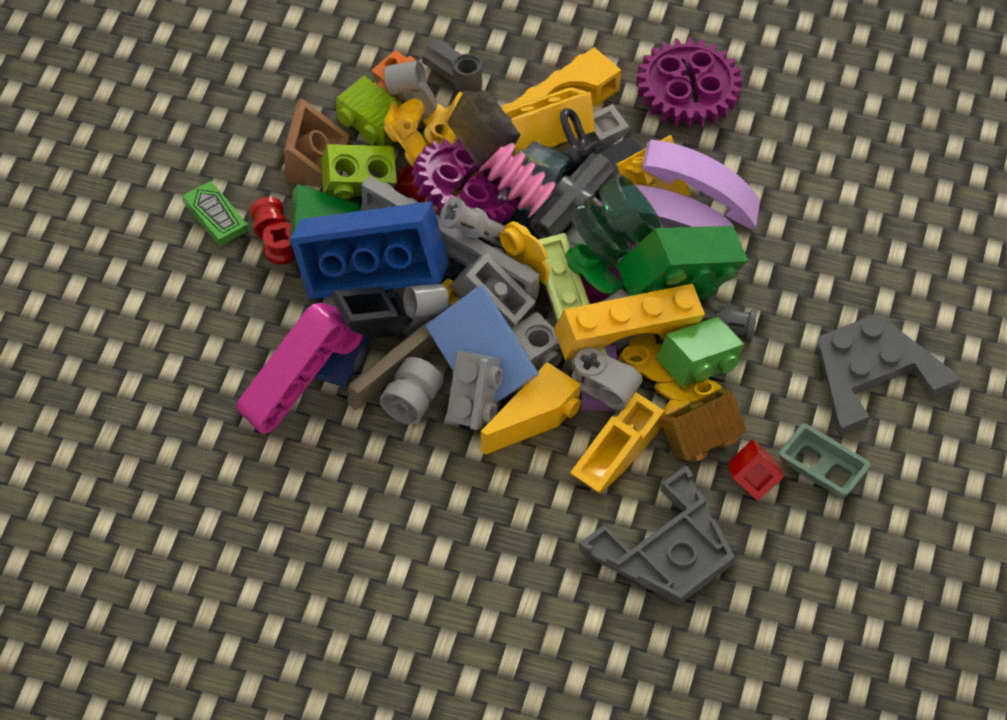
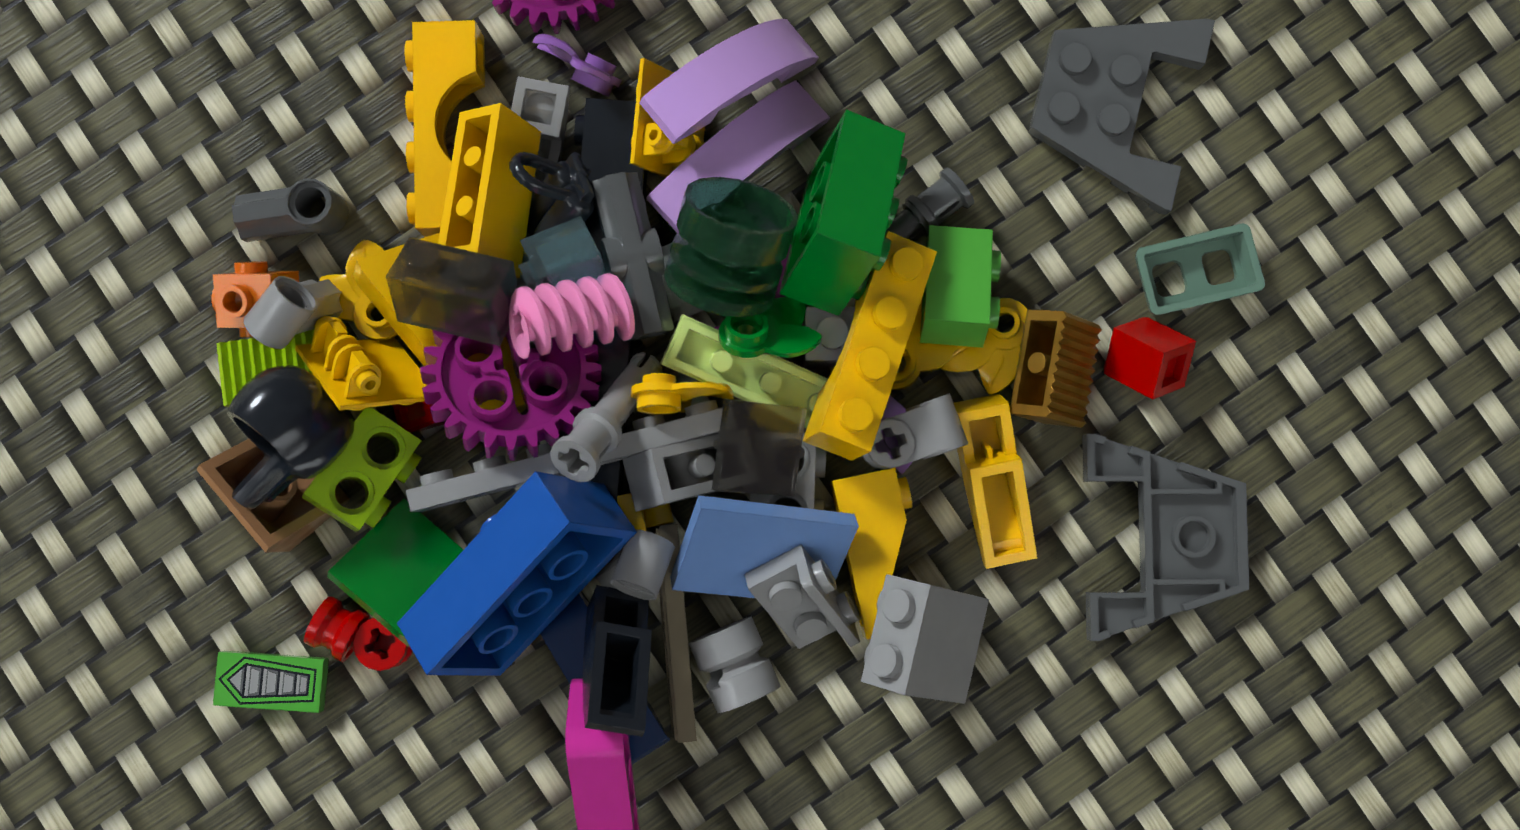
camera: 50 degrees left, 30 degrees up
(355, 116) = (292, 425): none -> black piece
(506, 454) = (924, 640): none -> light grey brick
(530, 305) = (758, 448): none -> clear smoke piece
(644, 134) = (592, 72): none -> medium lavender plate

